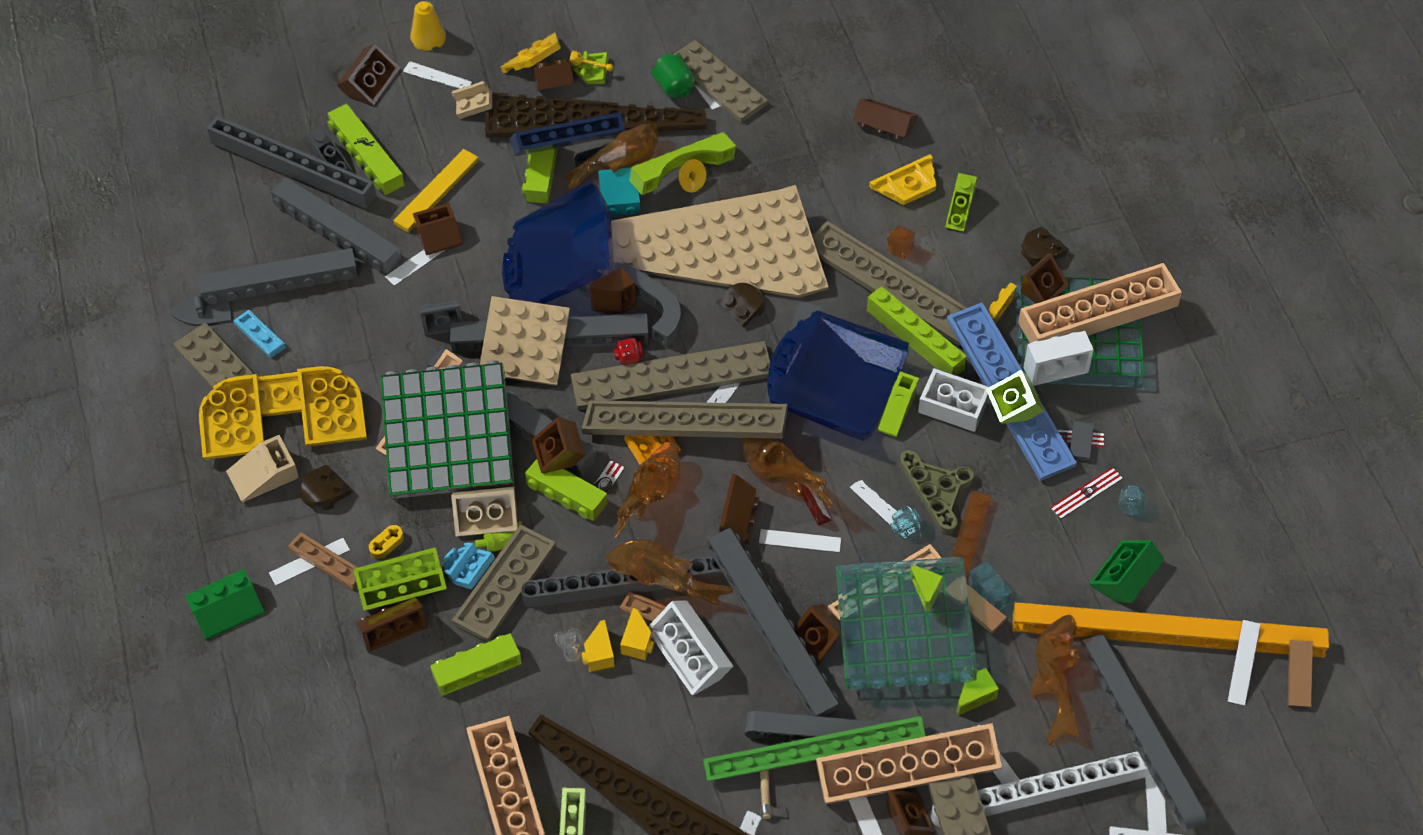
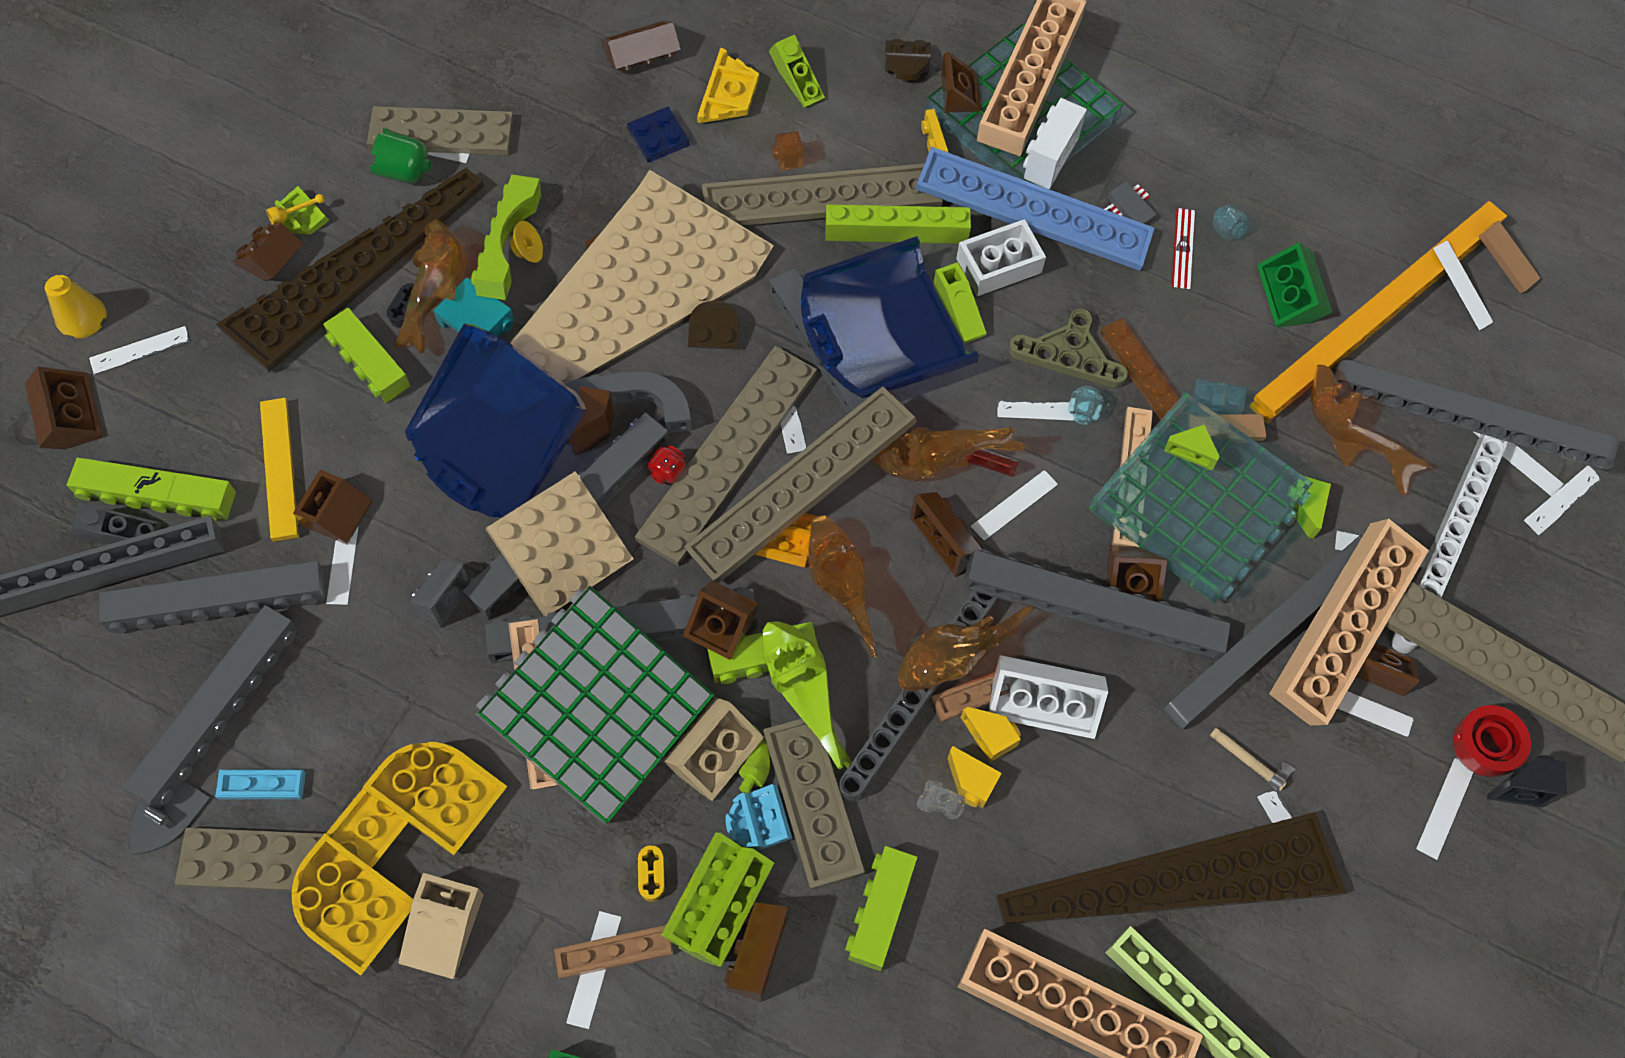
camera: 50 degrees left, 10 degrees up
(323, 488) = (524, 881): dark brown slope -> none
(472, 99) = (213, 343): tan bracket -> none
(533, 55) = (226, 244): yellow wing -> none
(565, 510) = (802, 678): none -> lime piece
(566, 134) = (365, 299): dark blue brick -> none
(608, 476) = (782, 603): sticker -> none
(811, 748) = (1259, 687): bright green plate -> none
(837, 175) = (658, 134): none -> clear blue plate
(1015, 399) = (1058, 211): lime slope -> none

